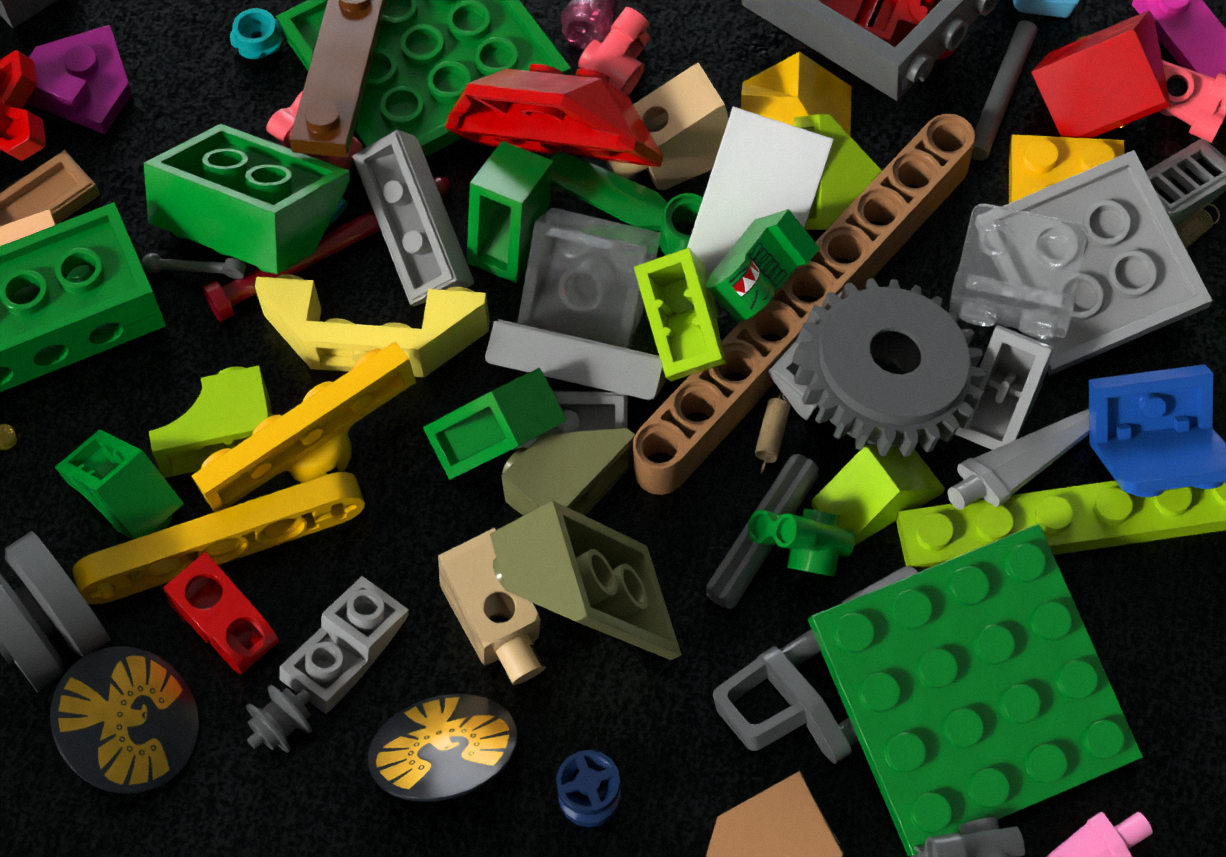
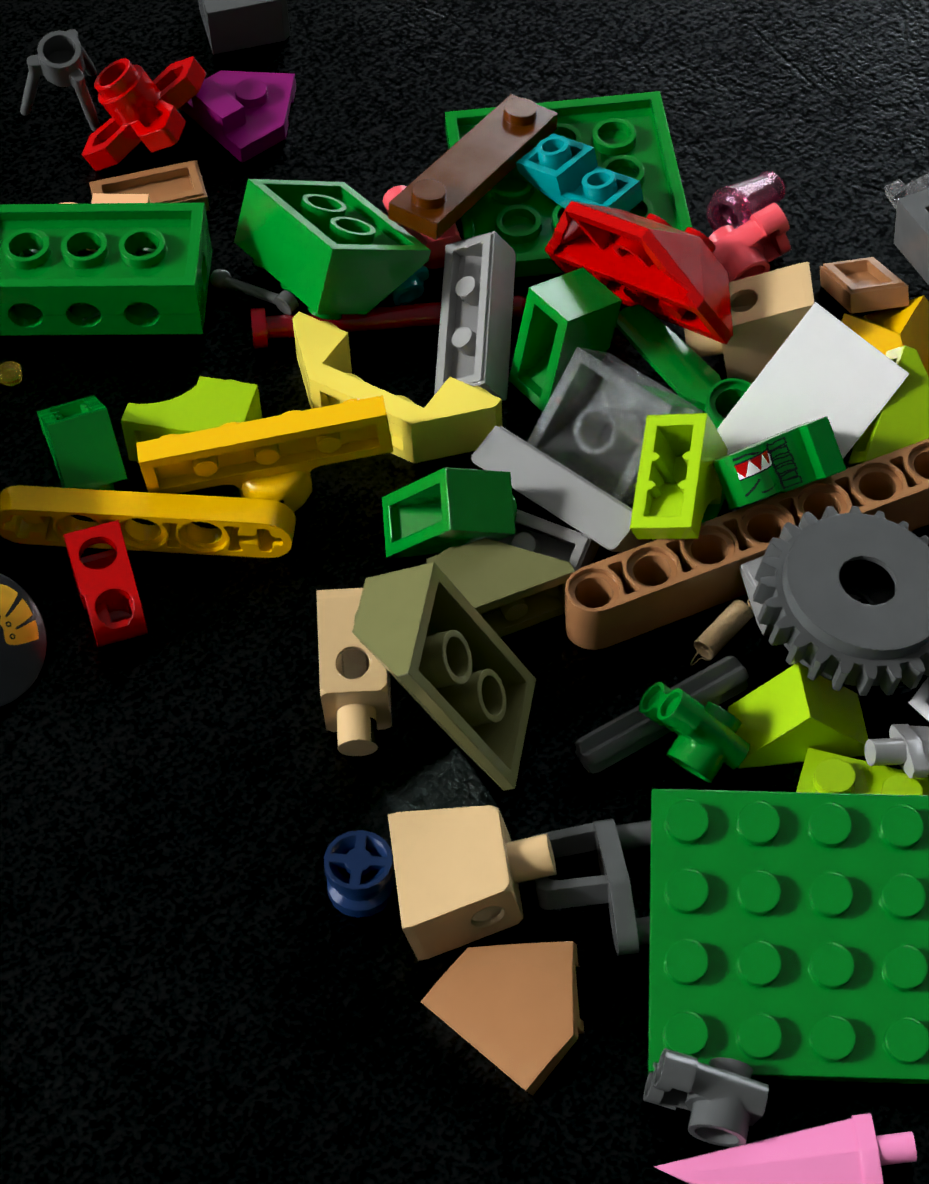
camera: 25 degrees right, 10 degrees down
(253, 24) = (420, 123): teal plate -> none
(279, 718) = (107, 694): dark grey wheel -> none
(346, 644) = (217, 655): light grey slope -> none
(430, 45) = (570, 172): none -> teal slope
(442, 747) = (240, 777): shield -> none
(679, 753) = (461, 875): none -> tan torso
(736, 56) = (863, 285): none -> medium nougat tile

